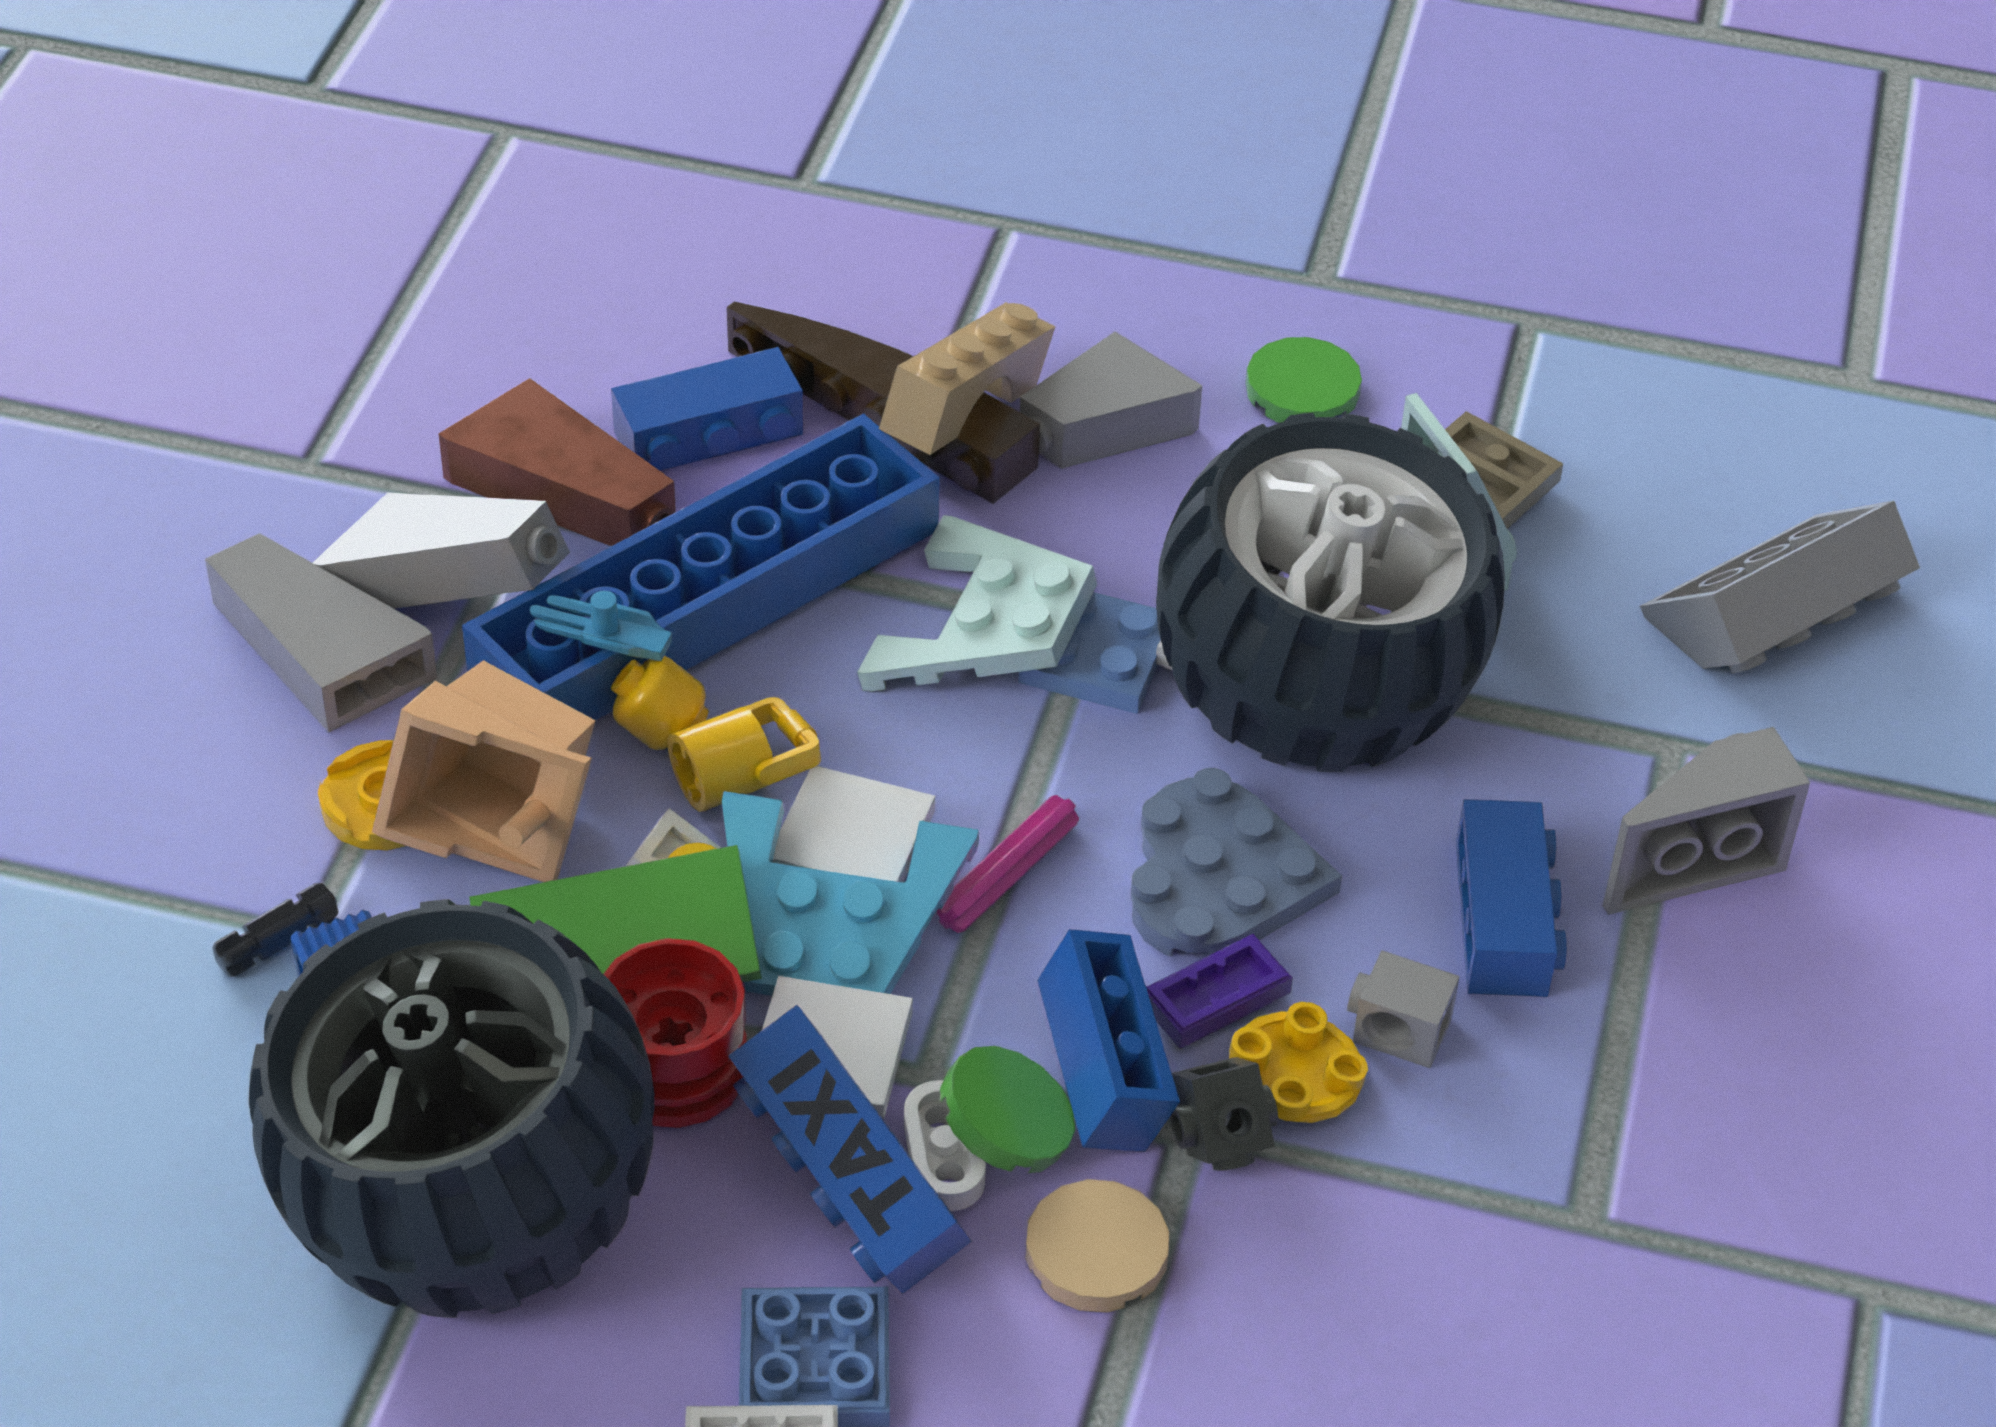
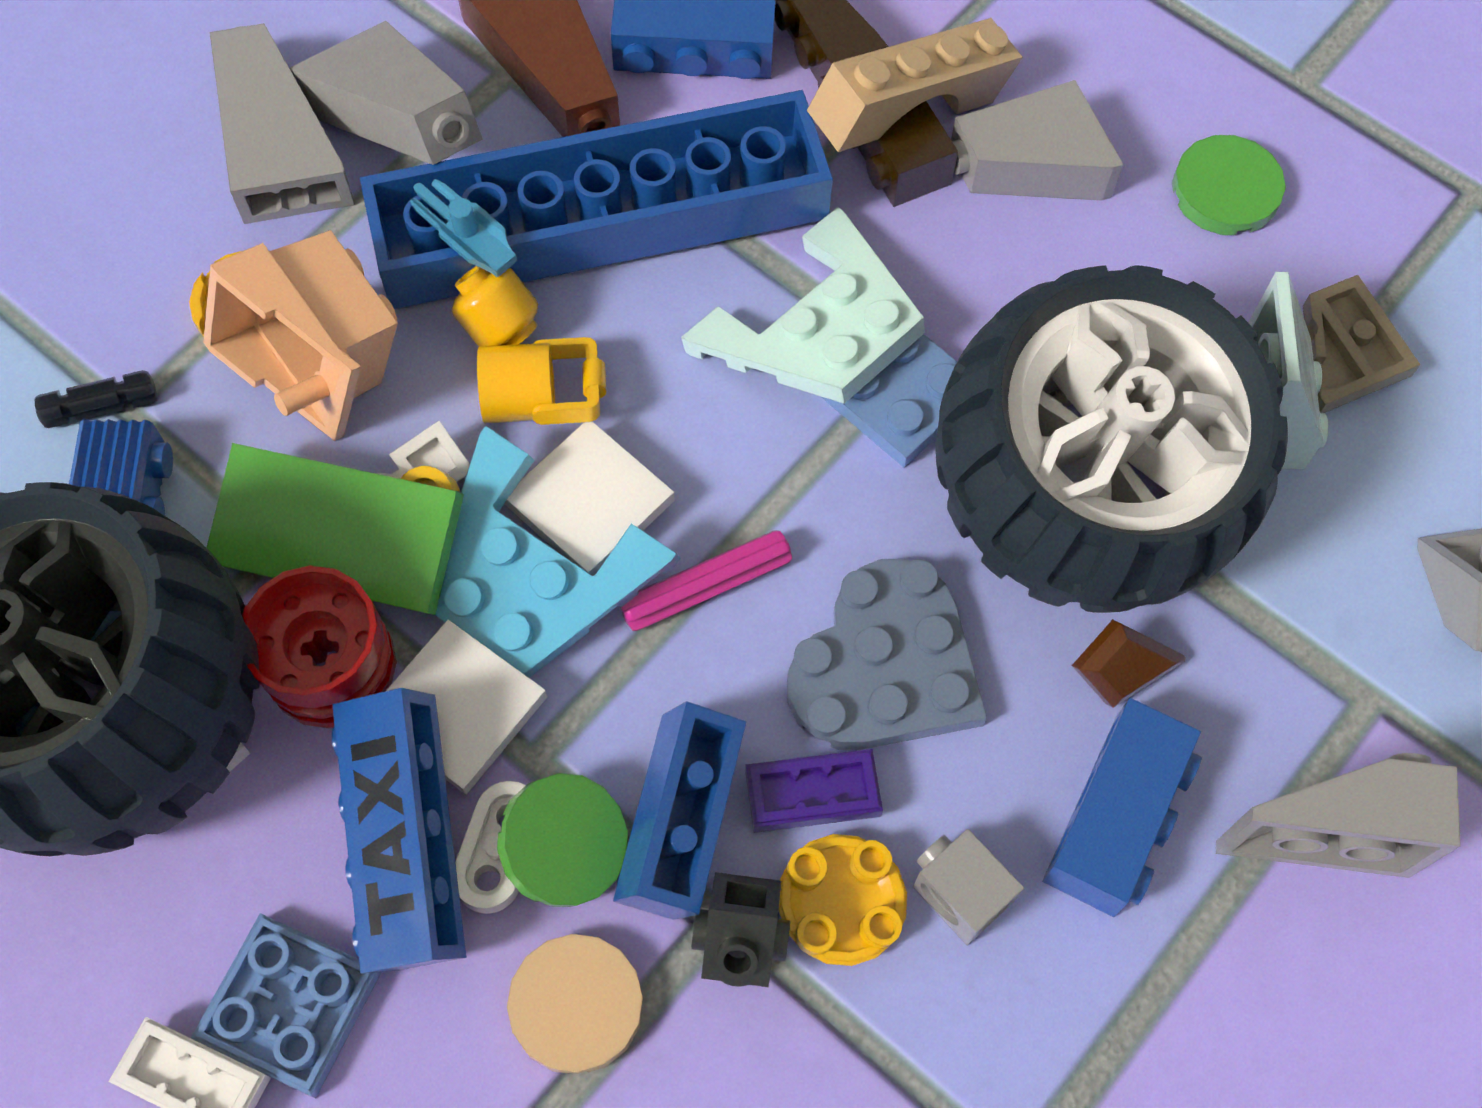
camera: 25 degrees right, 20 degrees up
(1436, 786) = (1124, 663): none -> reddish brown piece

